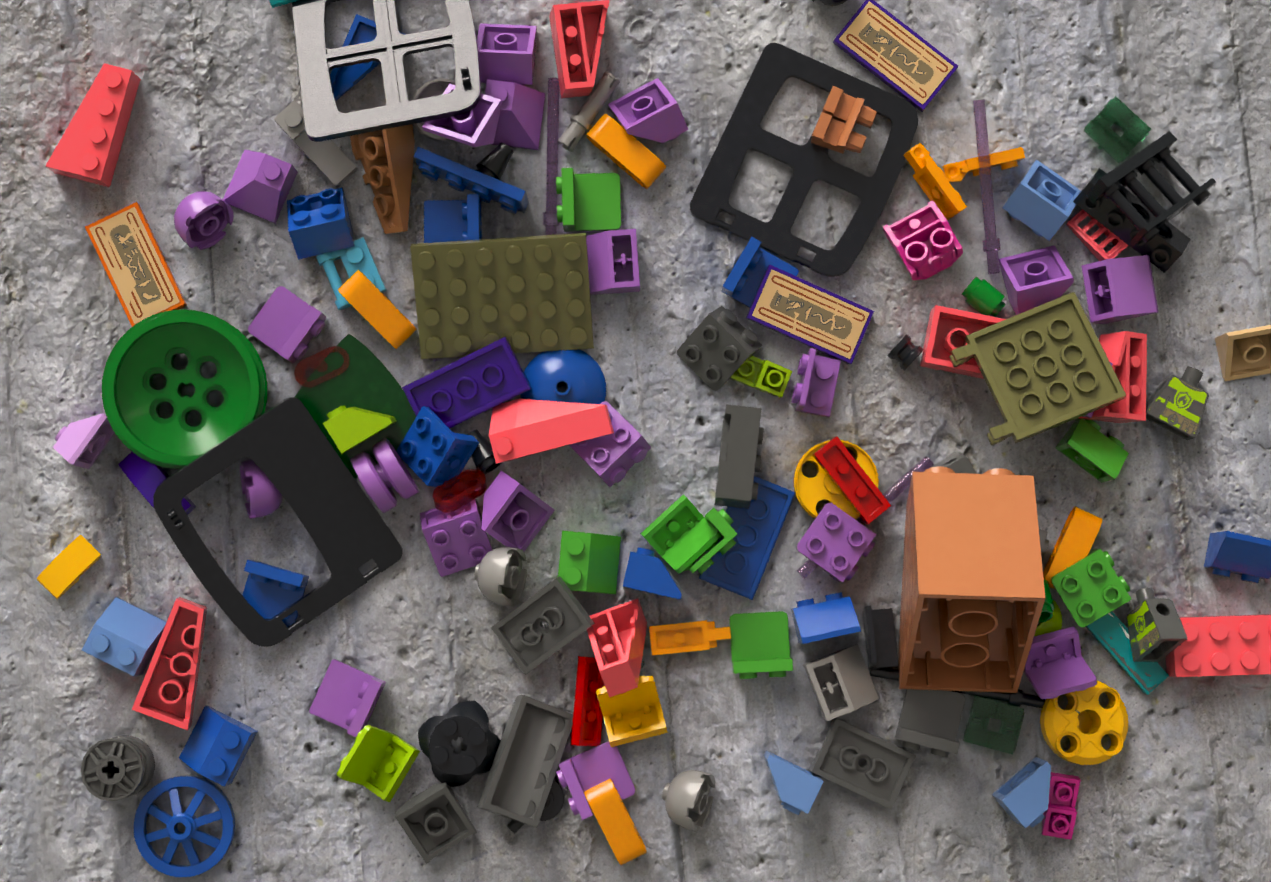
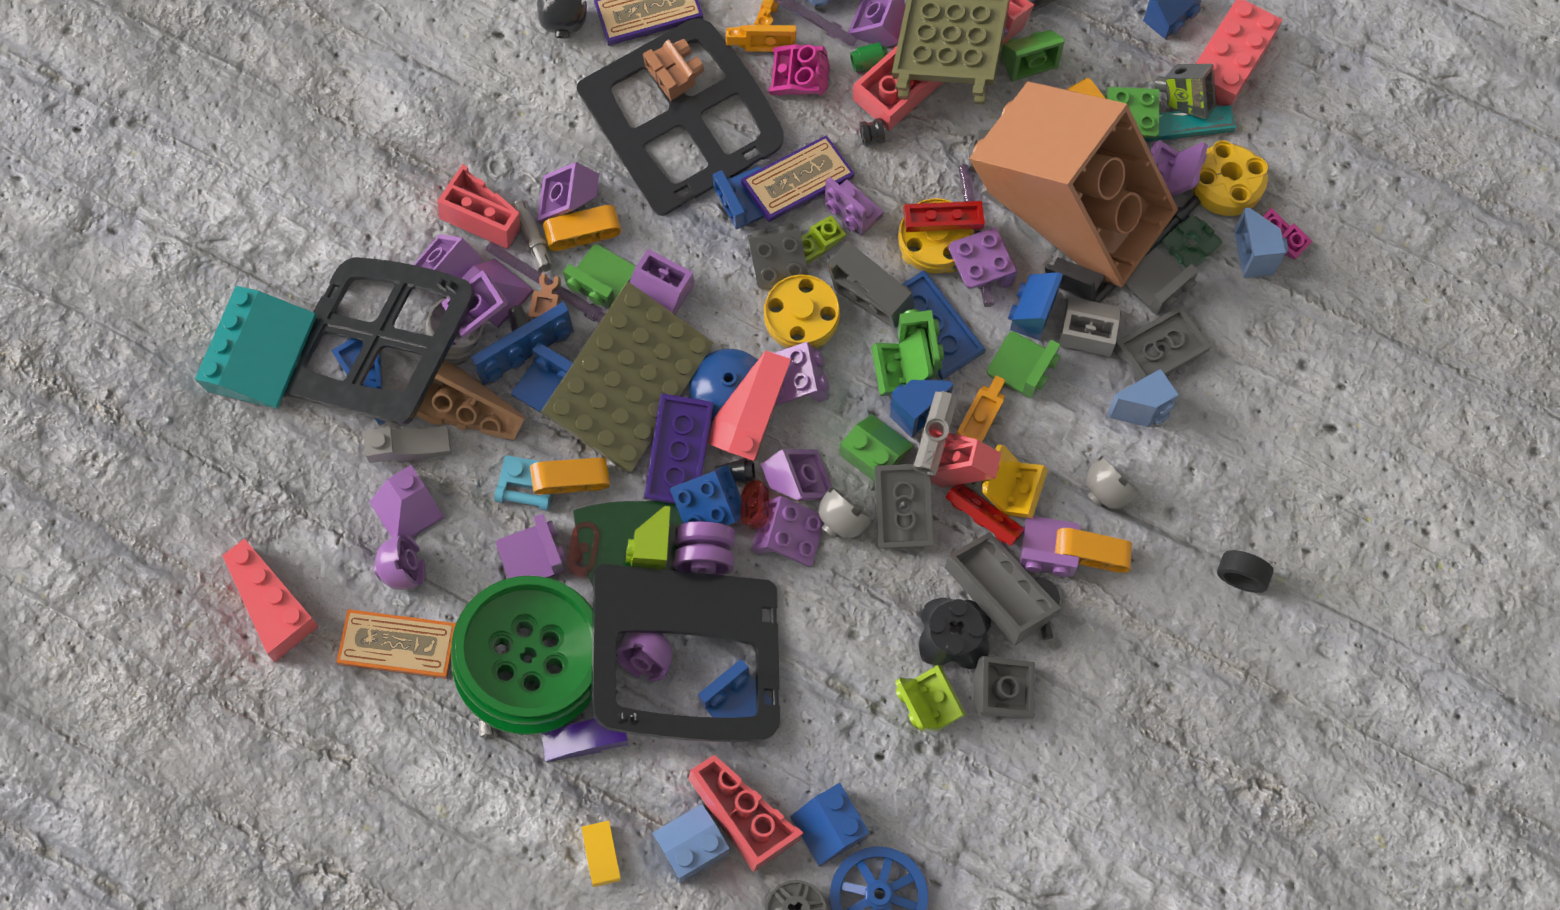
camera: 60 degrees left, 15 degrees down
(84, 440) = (506, 768): lavender slope -> none
(319, 223) = (470, 478): blue slope -> none
(347, 697) = (861, 695): medium lavender bracket -> none
(529, 169) = (545, 299): none -> nougat plate
(598, 619) = (931, 448): none -> light grey piece
(674, 409) = (801, 311): none -> yellow piece

